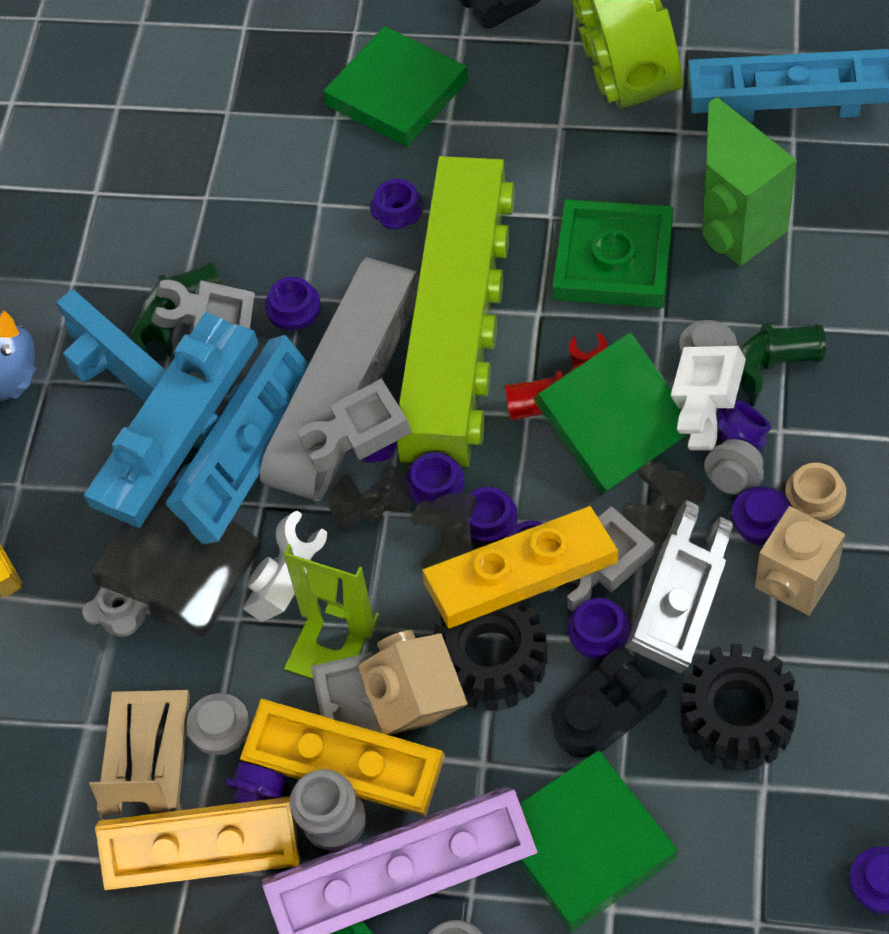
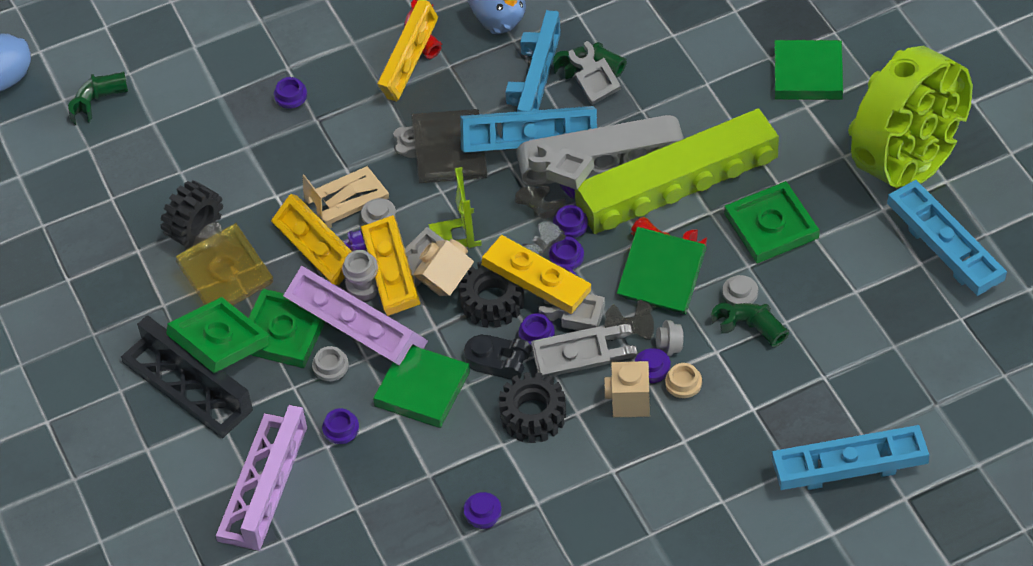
camera: 55 degrees right, 5 degrees down
(170, 420) = (513, 92): dark azure hinge -> none
(271, 578) = (475, 189): white plate -> none
(292, 303) = (630, 106): dark purple plate -> none
(396, 204) = (725, 110): dark purple plate -> none
(706, 381) = (699, 294): white plate -> none
(744, 186) = (840, 243): bright green slope -> none
(744, 424) = (697, 329): dark purple plate -> none

